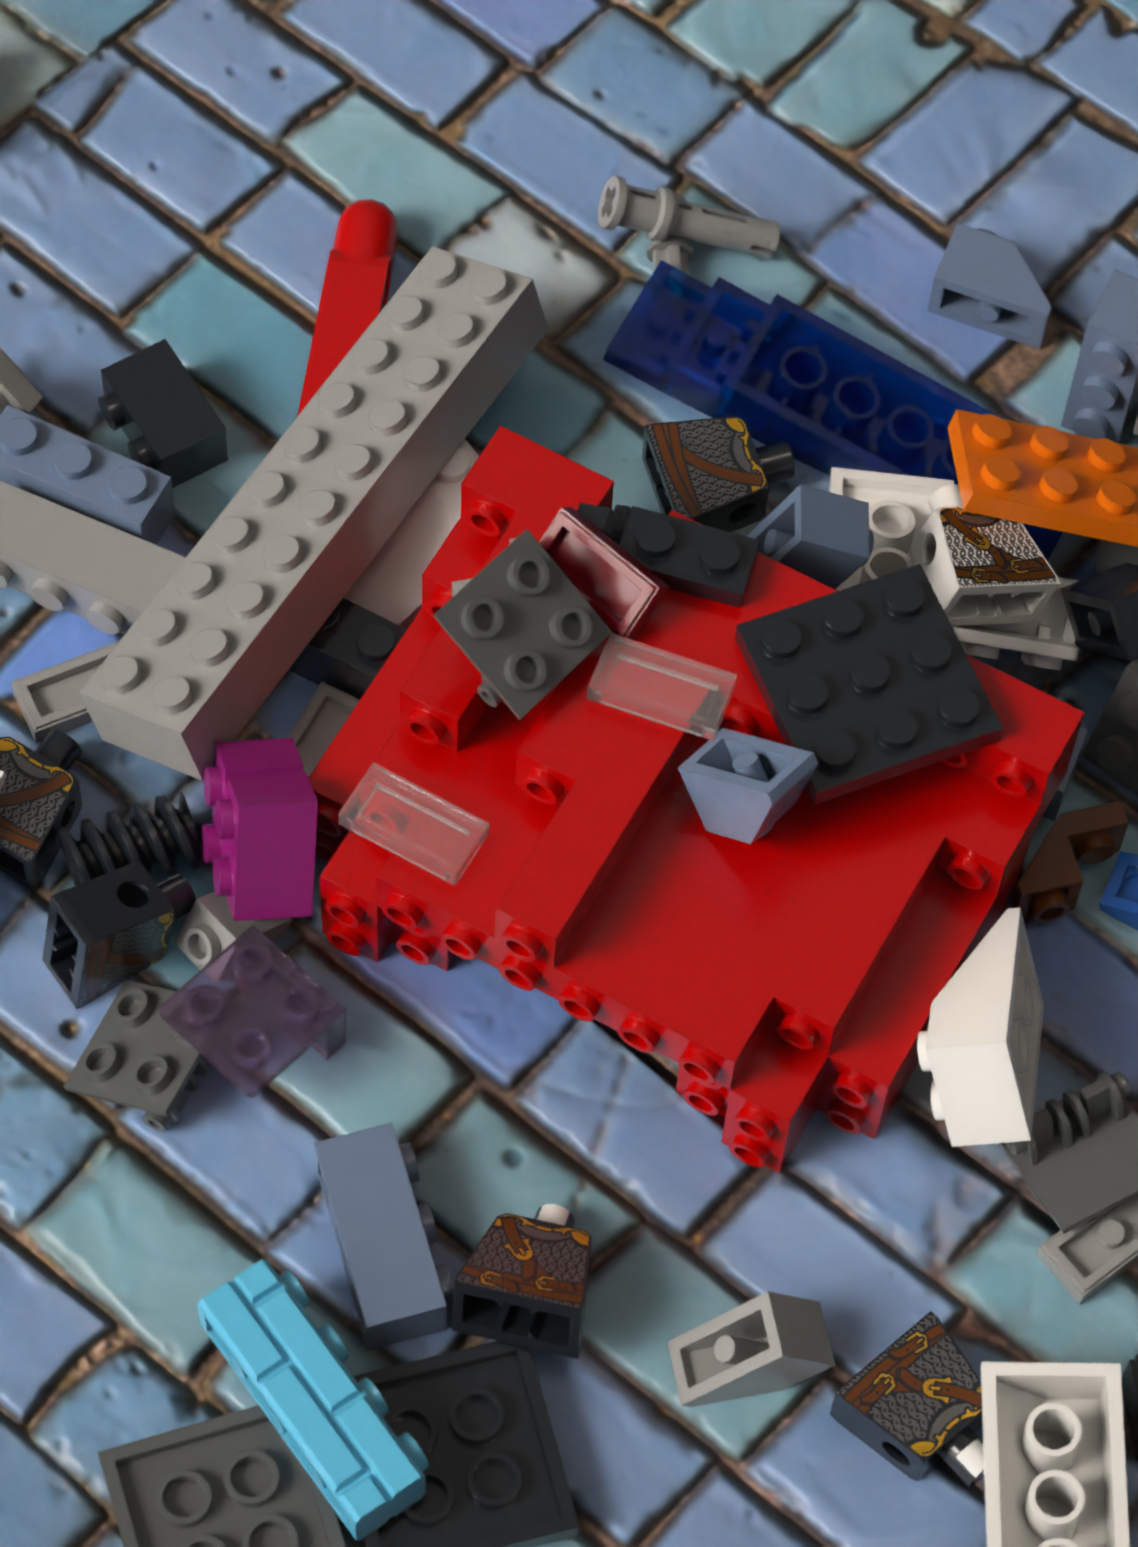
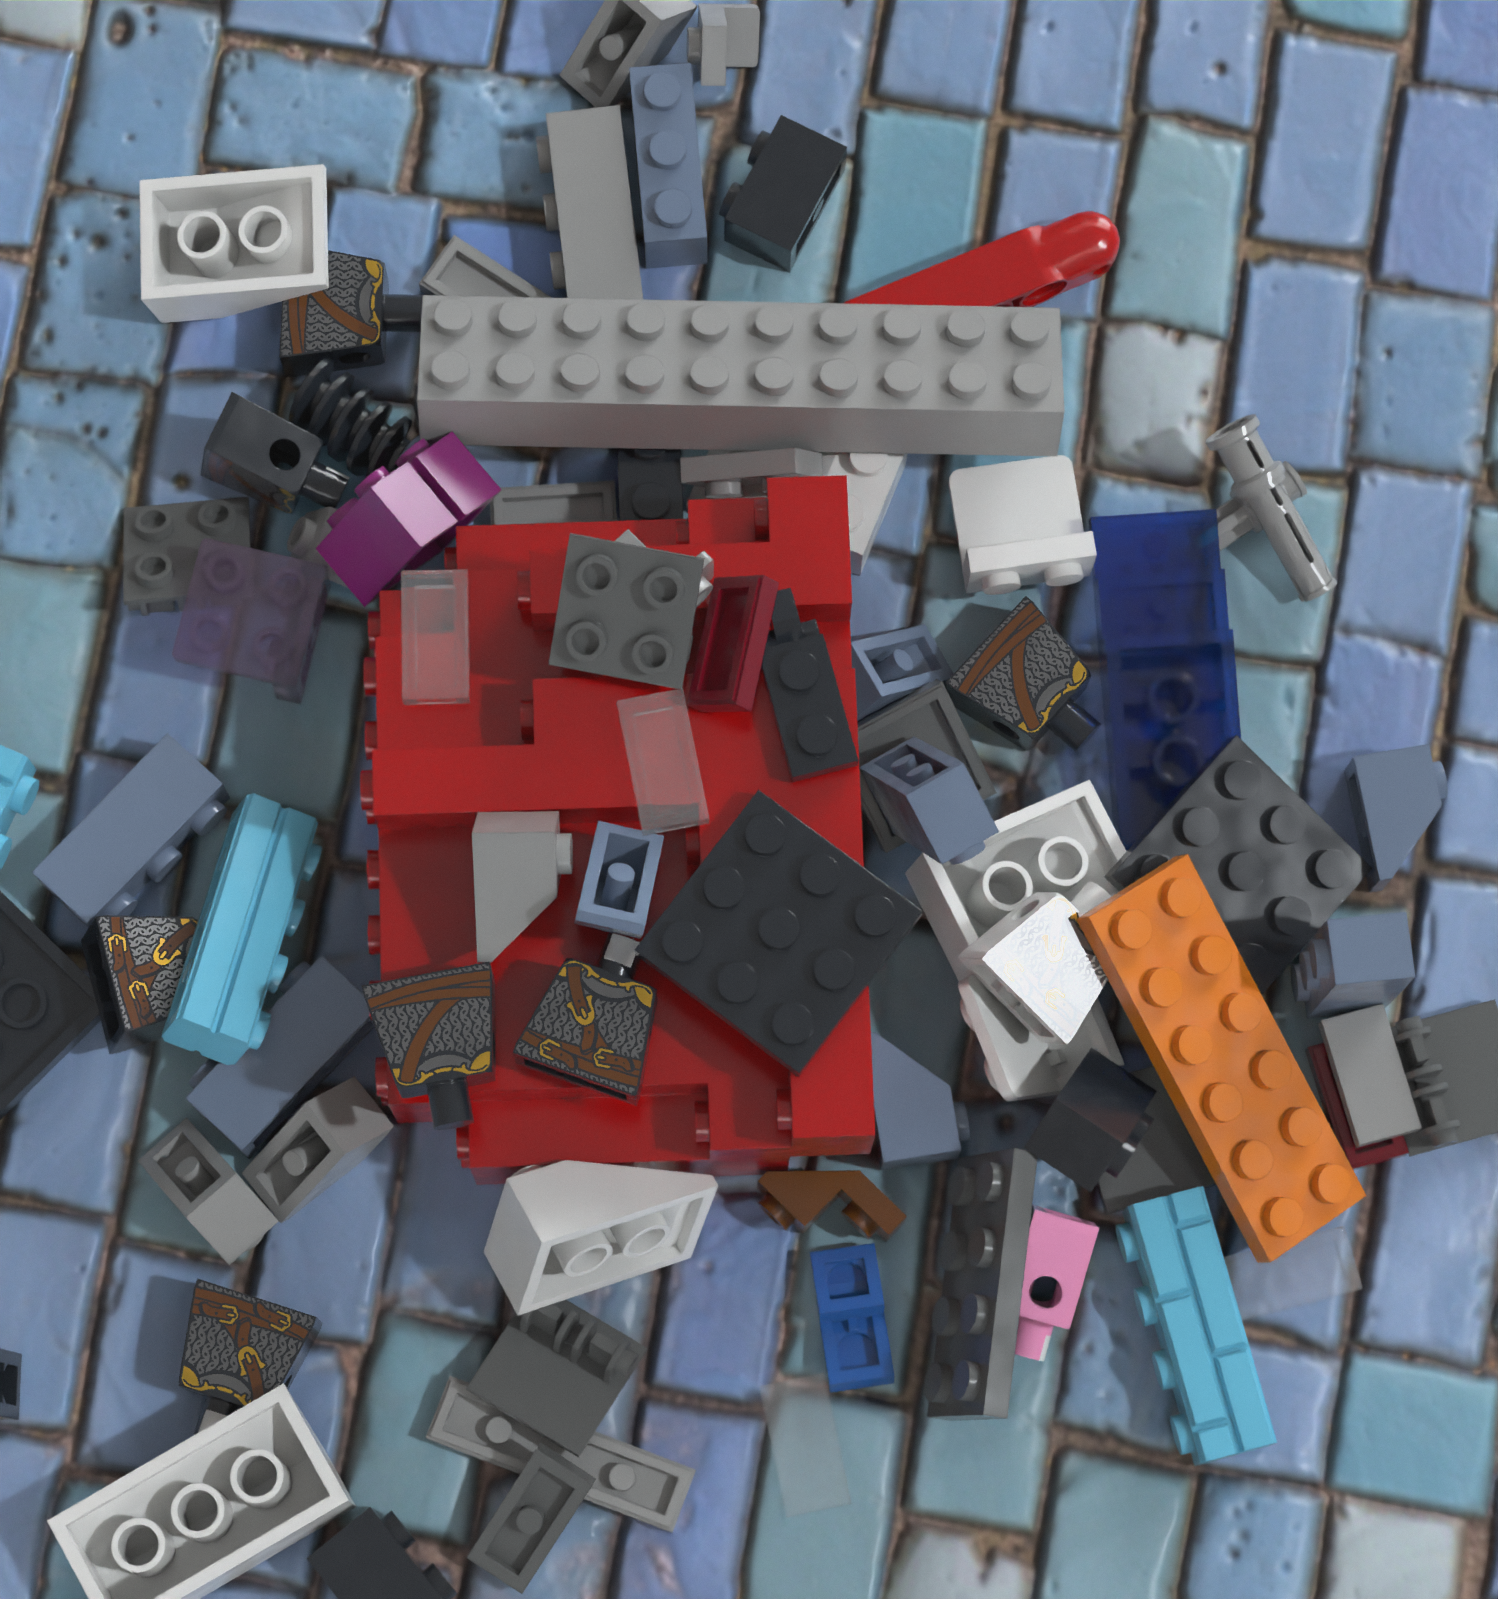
camera: 60 degrees right, 15 degrees up
(388, 578) = (727, 473): none -> light grey plate
(541, 1175) = (241, 931): none -> medium azure brick
(579, 404) = (1020, 525): none -> white bracket
(666, 1221) = (305, 1041): none -> sand blue brick
(685, 859) = (515, 873): none -> light grey slope
(770, 1229) = (317, 1148): none -> light grey slope
(781, 1008) = (438, 1036): none -> torso
(849, 881) = (594, 1024): none -> torso
(966, 369) = (1259, 854): none -> black plate

